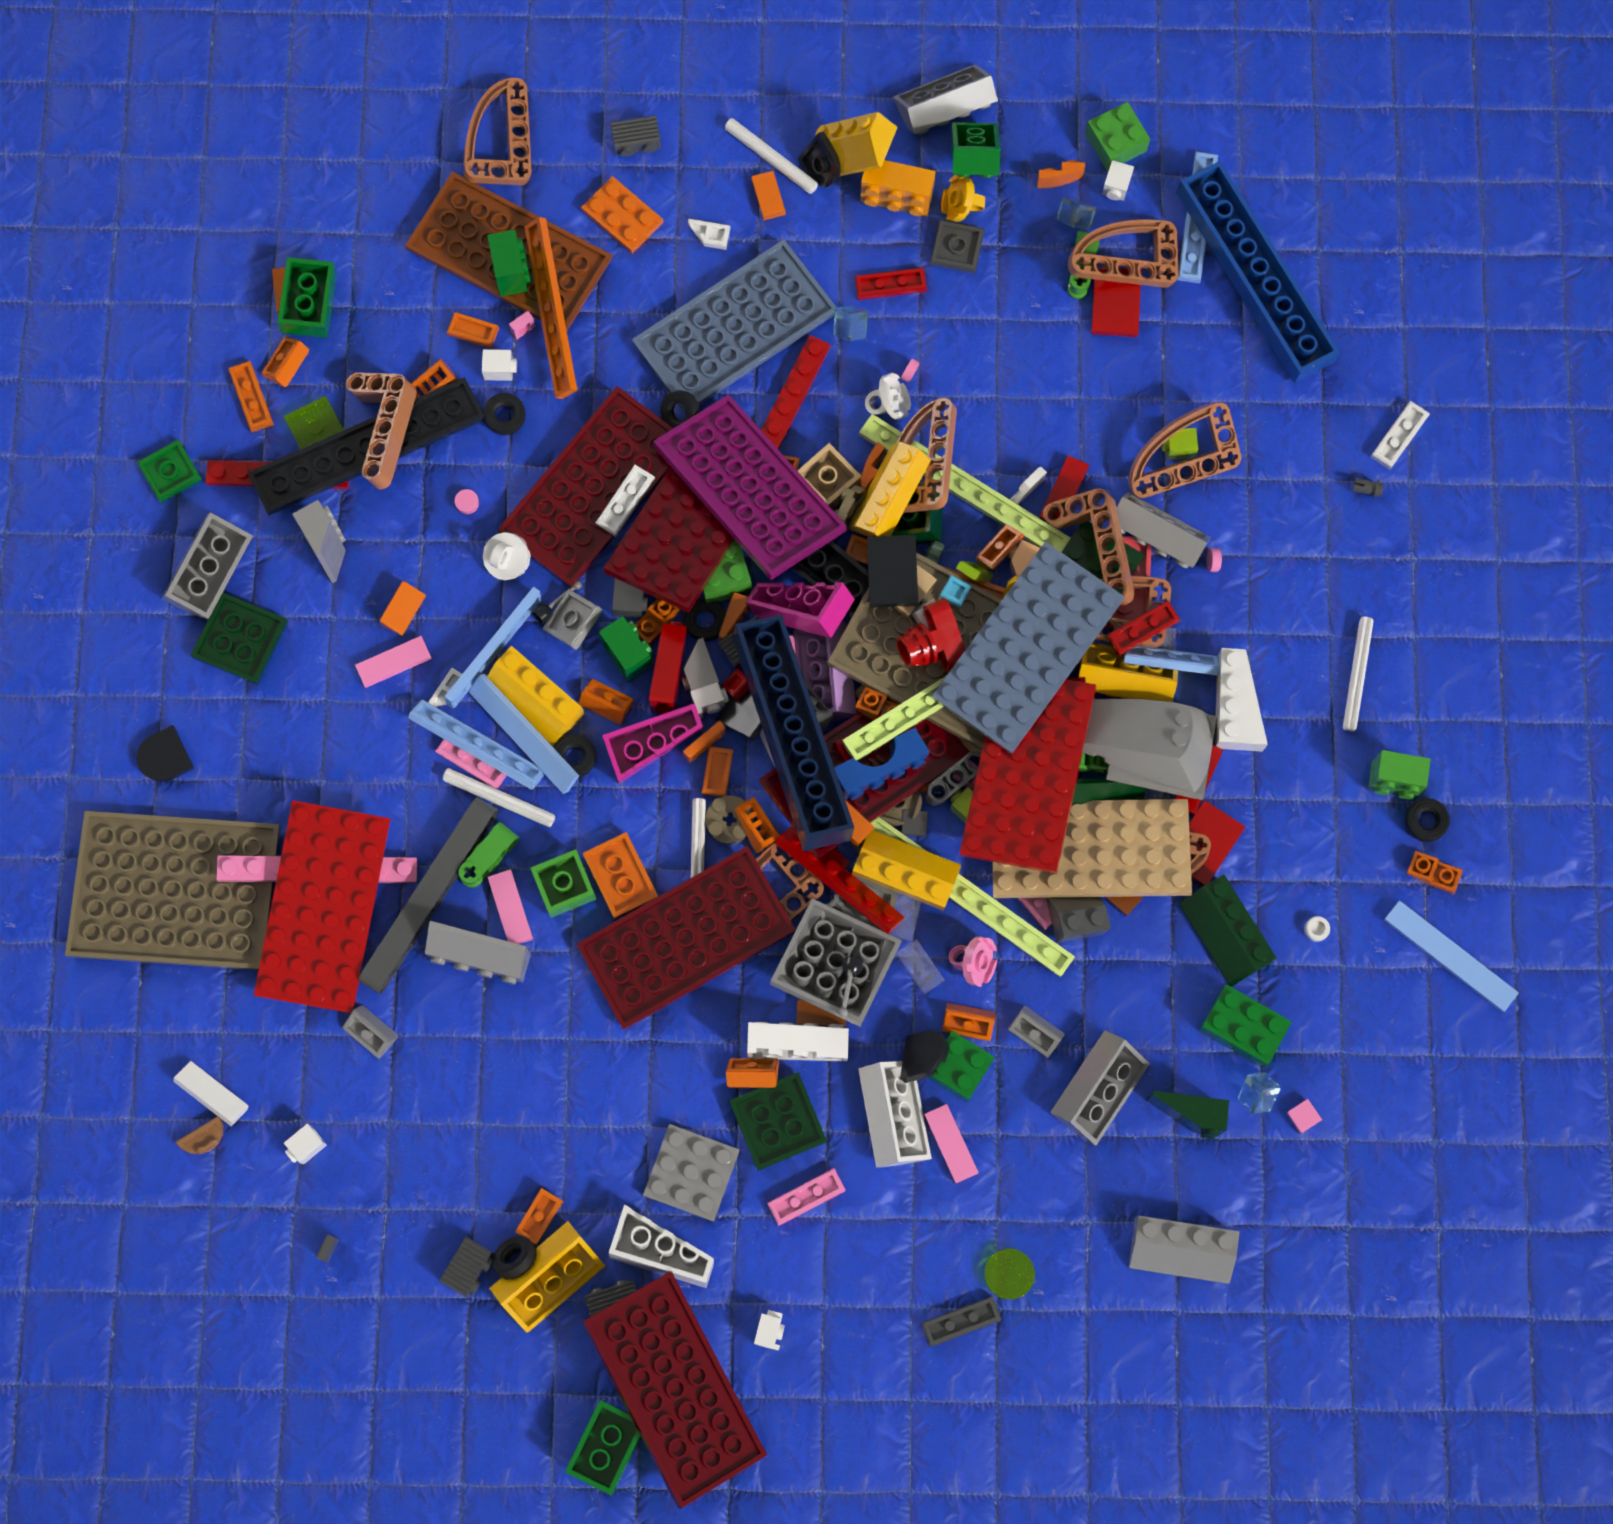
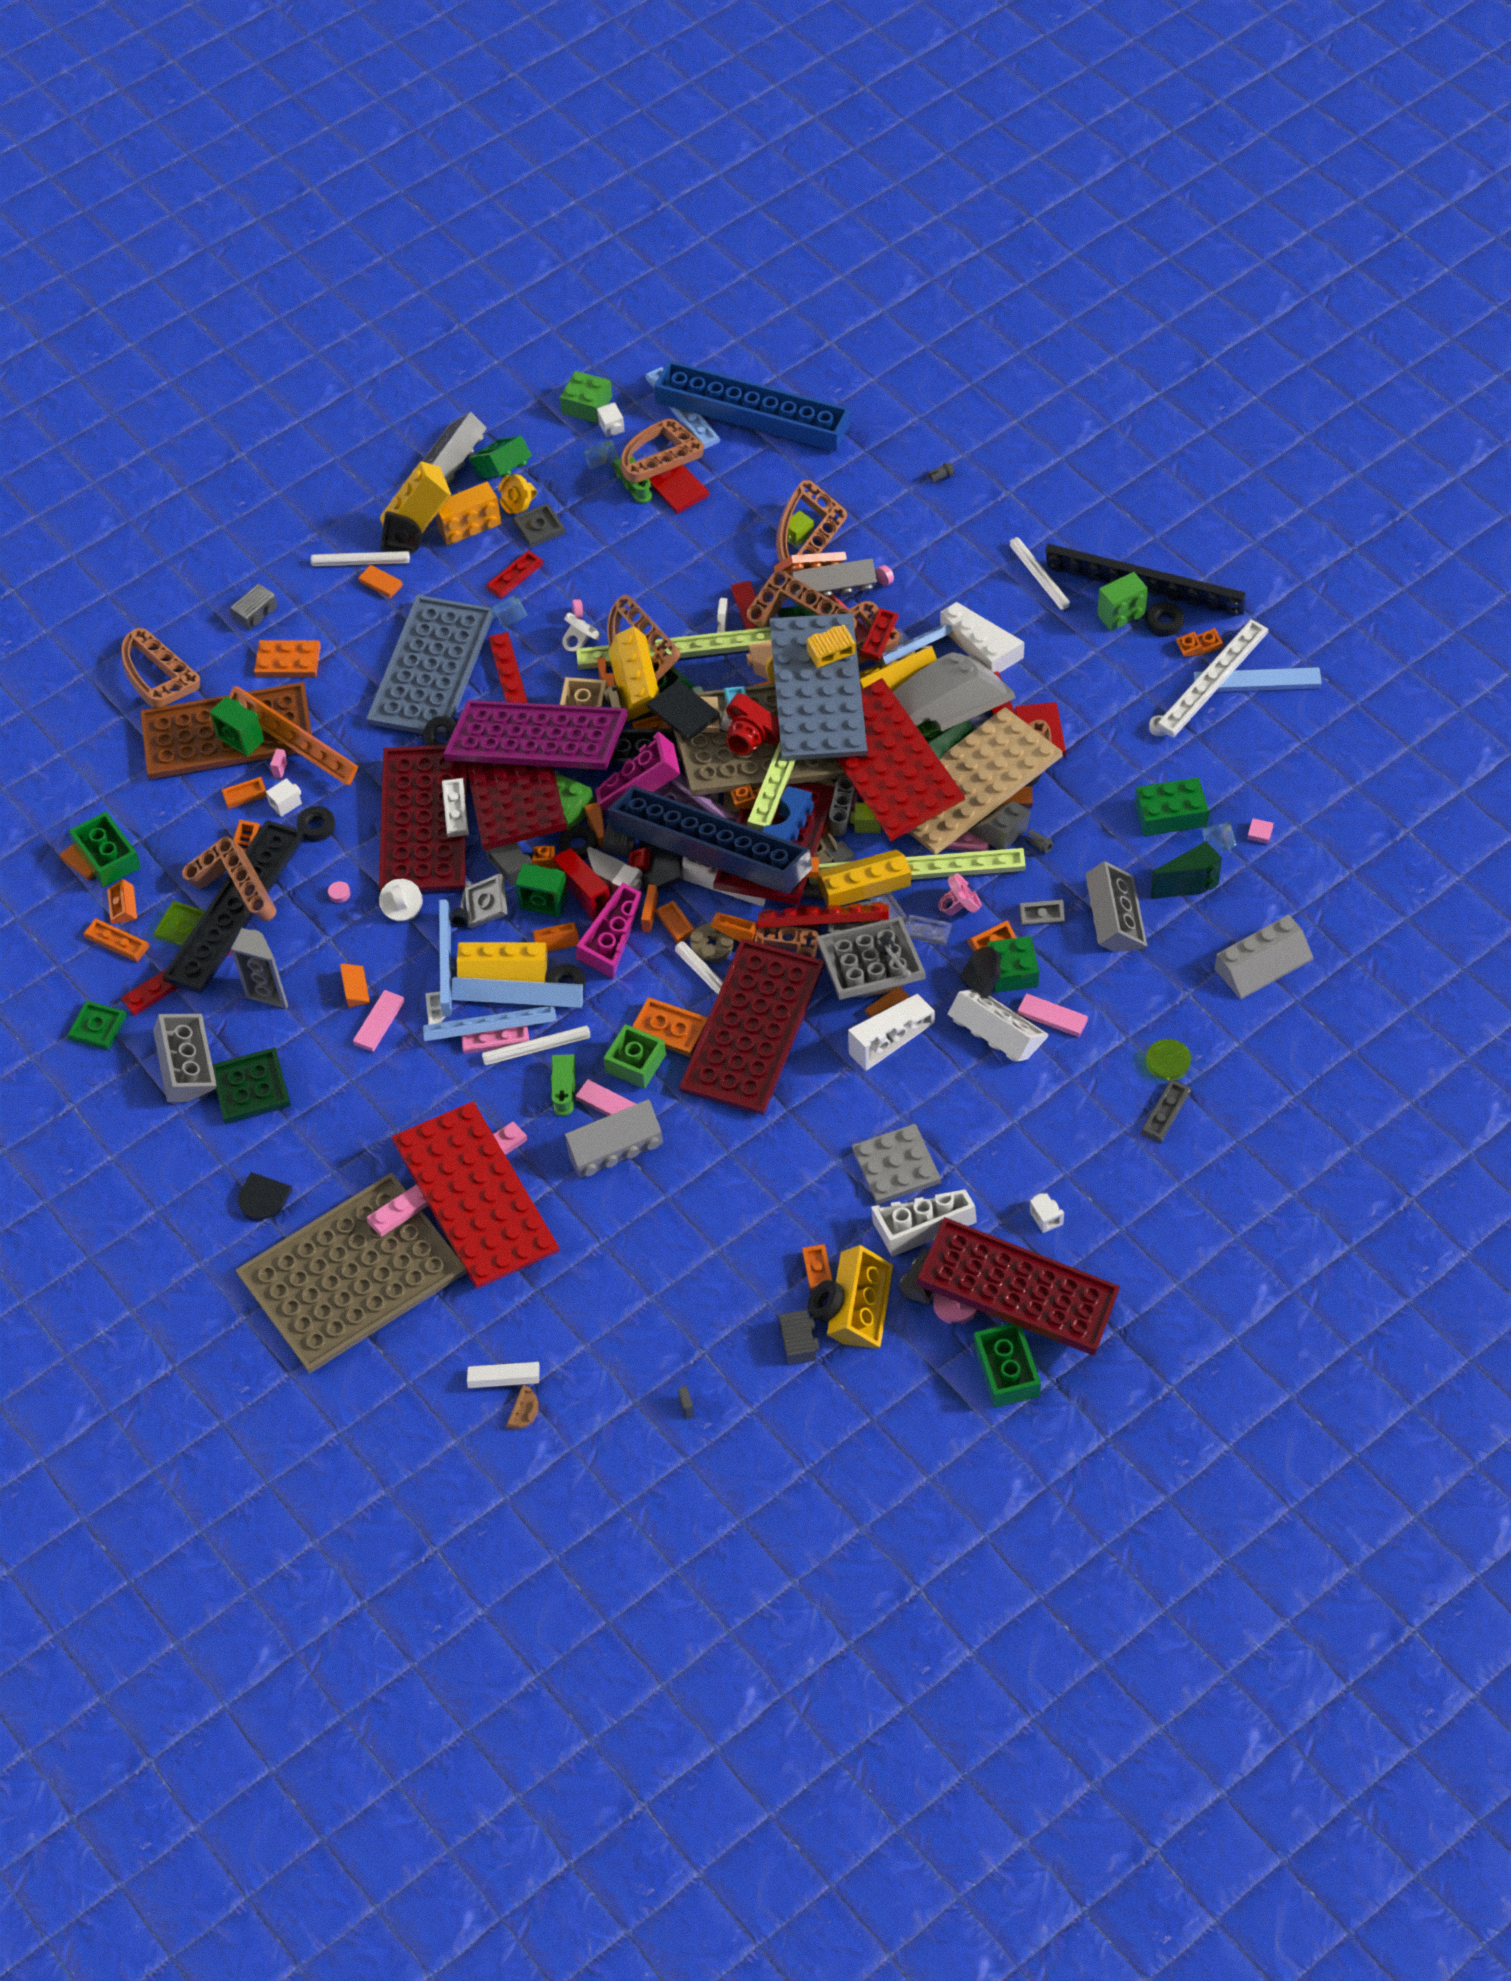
camera: 35 degrees left, 20 degrees down
(304, 1144) = (605, 1351): white brick -> none
(370, 1031) = (582, 1252): light grey slope -> none
(427, 896) = (544, 1138): dark grey beam -> none
(710, 234) = (360, 628): white tile -> none
(752, 1072) = (878, 1072): orange slope -> none
(778, 1122) = (924, 1088): dark green plate -> none
(806, 1197) = (988, 1119): bright pink tile -> none
(975, 571) = (735, 680): lime tile -> none
(999, 547) = (738, 662): orange slope -> none
(1068, 620) = (830, 646): none -> yellow brick
(1069, 172) = (572, 439): orange slope -> none
(1098, 959) = (1039, 841): none -> dark grey pin
(1149, 498) = (806, 561): none -> orange plate
(1227, 931) = (1104, 763): dark green slope -> none
(1400, 435) = (932, 434): white tile -> none
(1408, 922) = (1212, 678): none -> white tile
(1446, 776) = (1157, 582): none -> black plate

